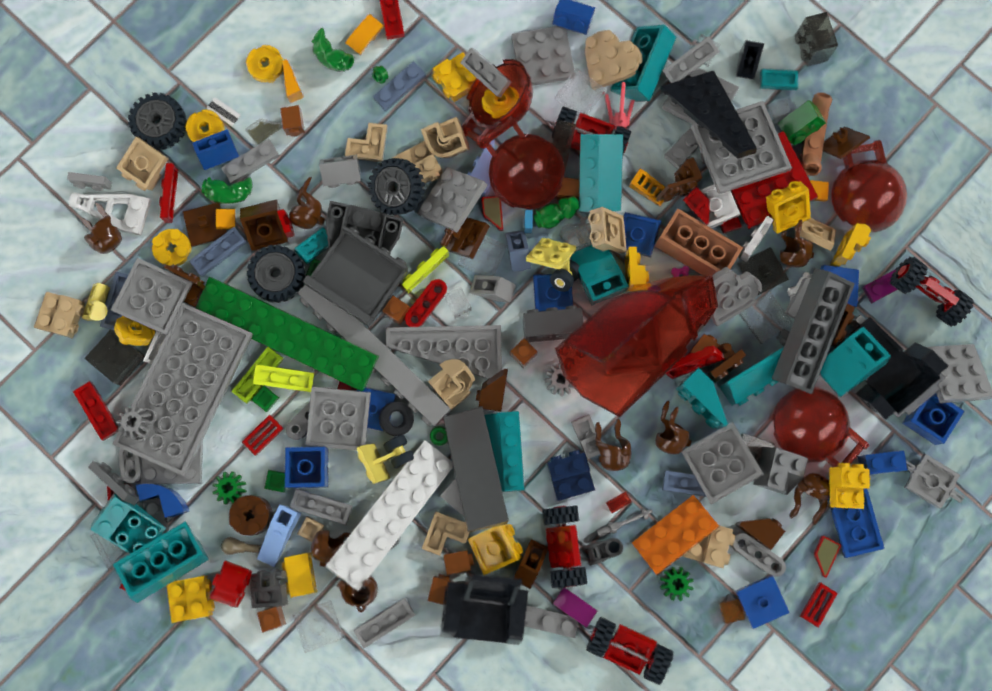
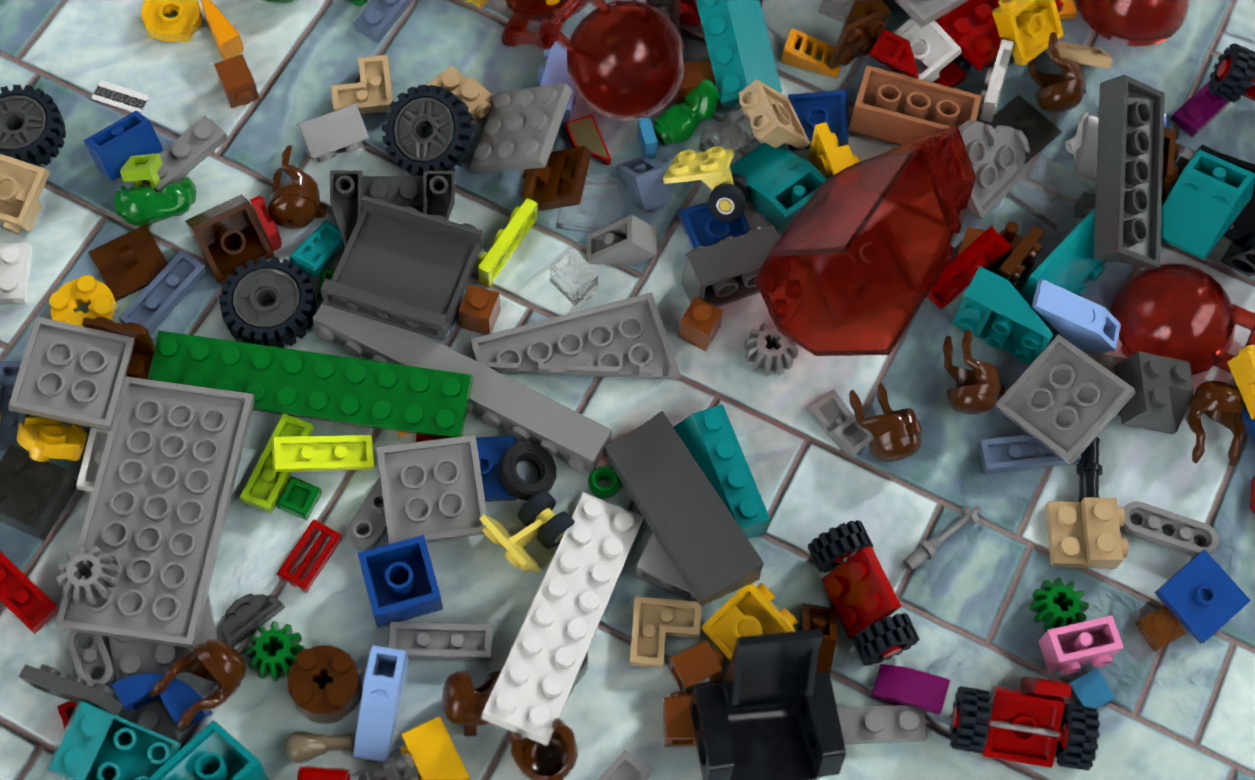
camera: 20 degrees left, 15 degrees down
(169, 187) = (60, 238): red plate -> none
(196, 491) = (212, 661): none -> reddish brown hair
(200, 119) = (94, 108): yellow plate -> none
(220, 461) = (247, 614): none -> dark grey tile
(222, 169) = (142, 168): none -> lime tile
(225, 218) = (162, 244): light orange tile -> none
(262, 130) = (191, 107): clear tile -> none
(275, 481) = (352, 622): green tile -> none
(309, 528) = (429, 684): tan tile -> none
(428, 295) = (523, 281): red plate -> none
(446, 138) = (485, 52): tan brick -> none
(452, 382) = (603, 388): tan brick -> none
(493, 391) = (672, 388): reddish brown slope -> none
(570, 475) = (833, 487): dark blue plate -> none
(602, 550) = (921, 589): dark grey piece -> none
(618, 502) = (924, 507): clear red piece -> none
(649, 631) = (1045, 687): none -> red tile
(675, 534) = (1029, 531): orange plate -> none
(678, 637) = (1091, 690): none -> dark azure tile
(679, 611) = (1081, 644): none -> bright pink brick
(723, 509) = (1089, 471): none -> black pin
(748, 413) = (1076, 318): none -> light blue slope
(763, 531) = (1163, 488): reddish brown slope -> none
(851, 242) = (1137, 49): yellow plate -> none

